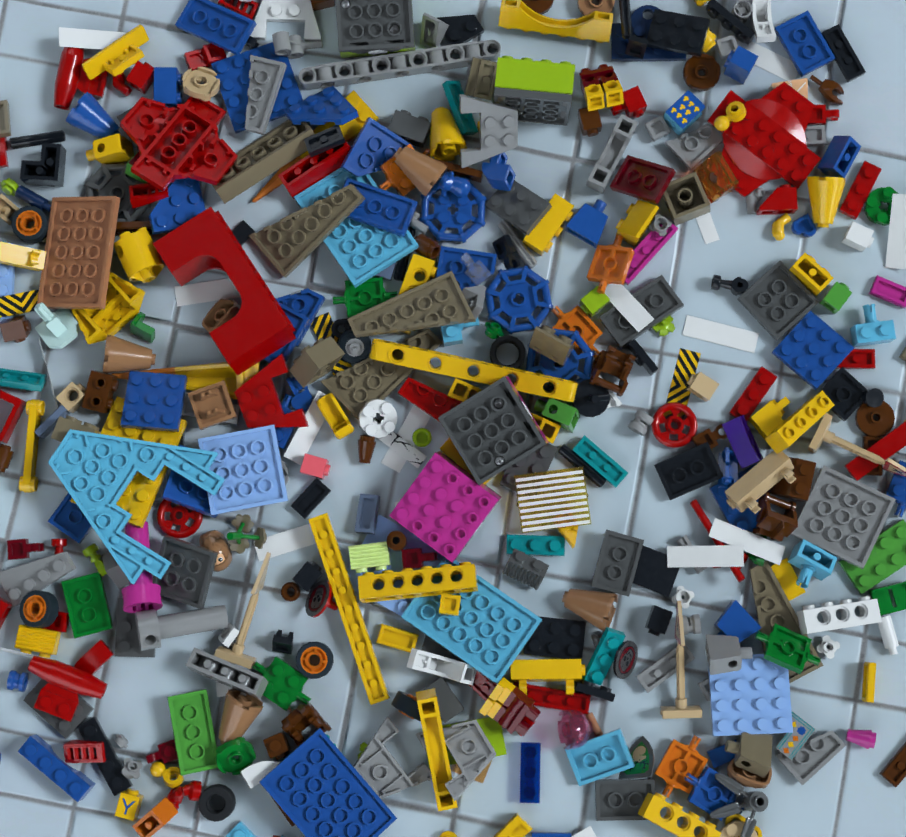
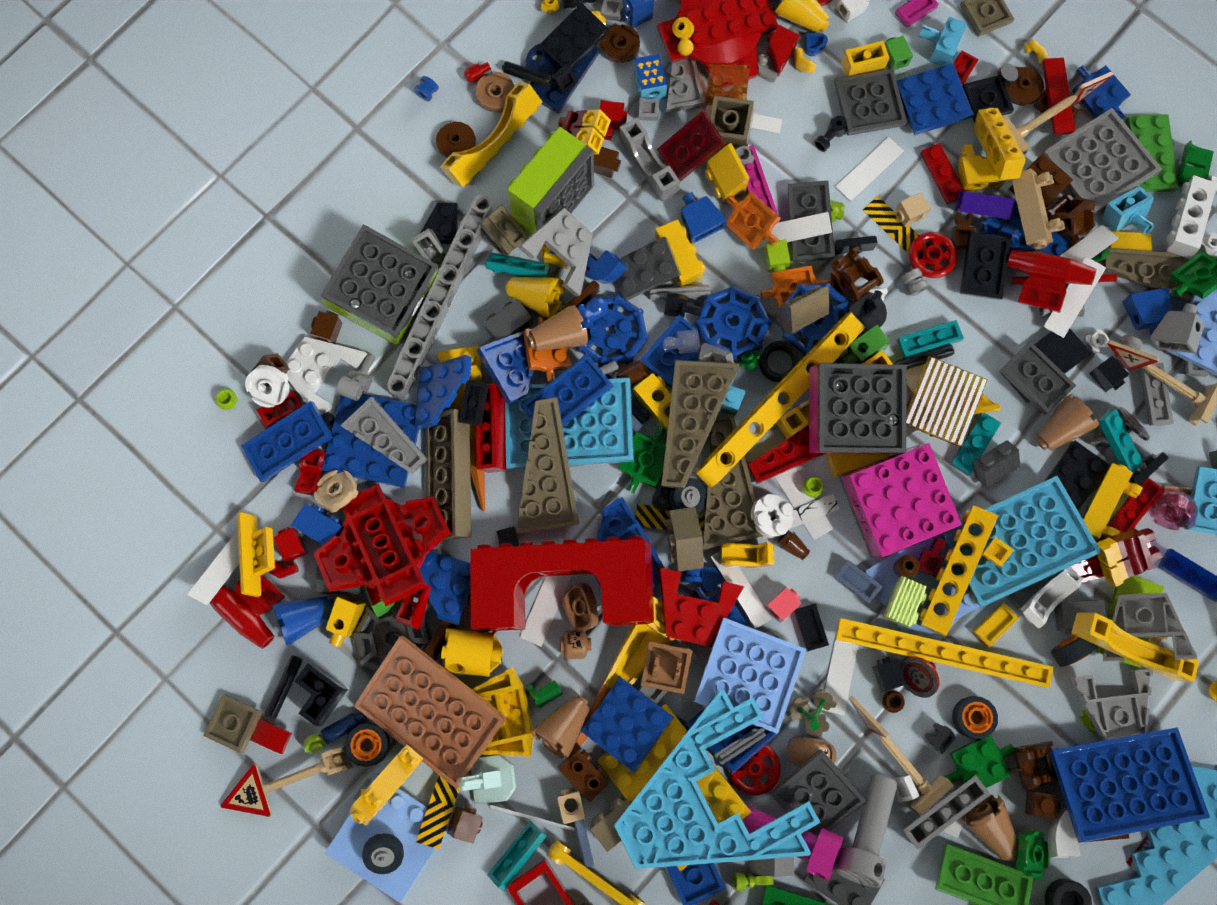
camera: 65 degrees left, 5 degrees down
(183, 490) = (739, 746): none -> black axle
(191, 328) = (575, 644): none -> medium nougat head
(710, 525) = (1048, 277): none -> red plate

